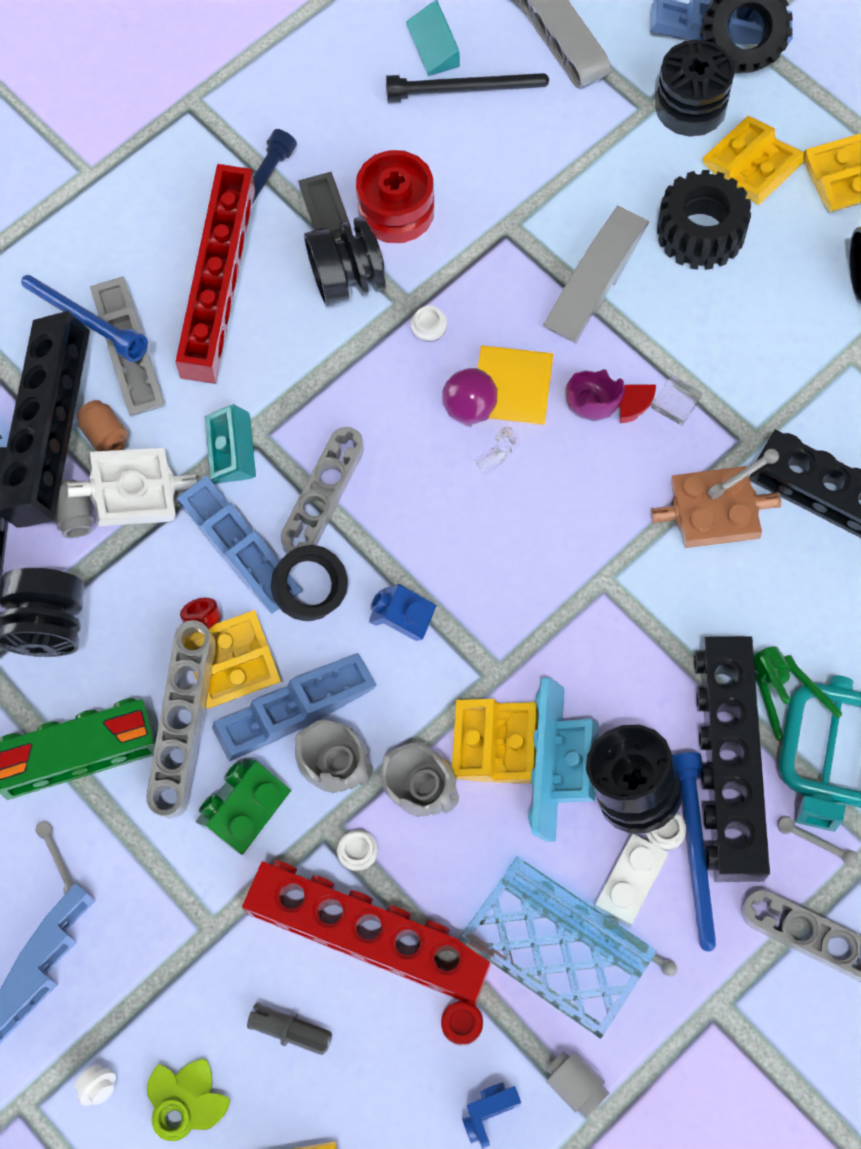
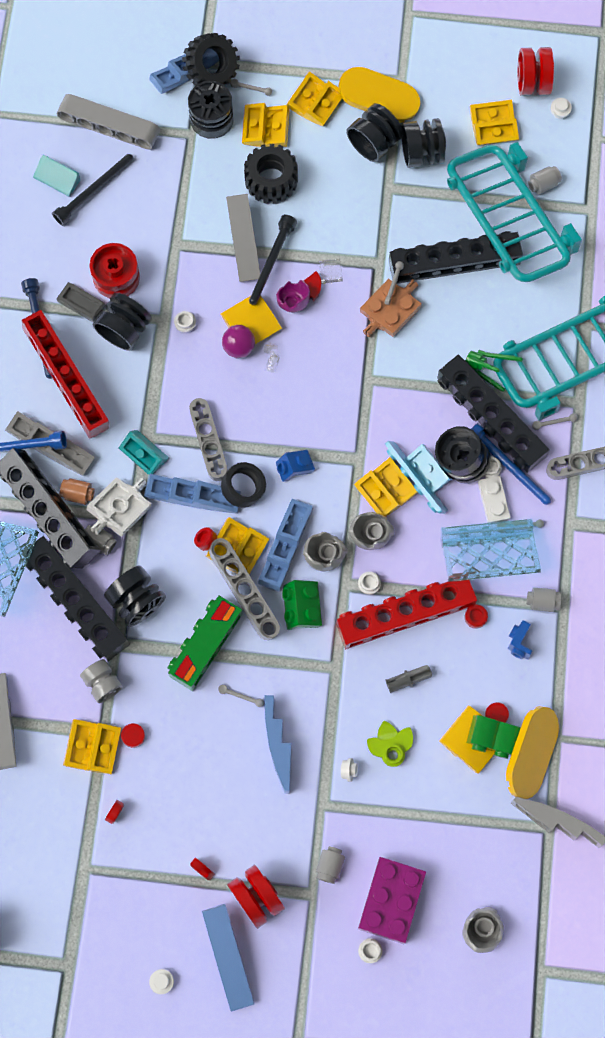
camera: 45 degrees left, 5 degrees up
(668, 299) = (286, 226): none -> black piece
(759, 84) = (234, 84): none -> light grey hinge

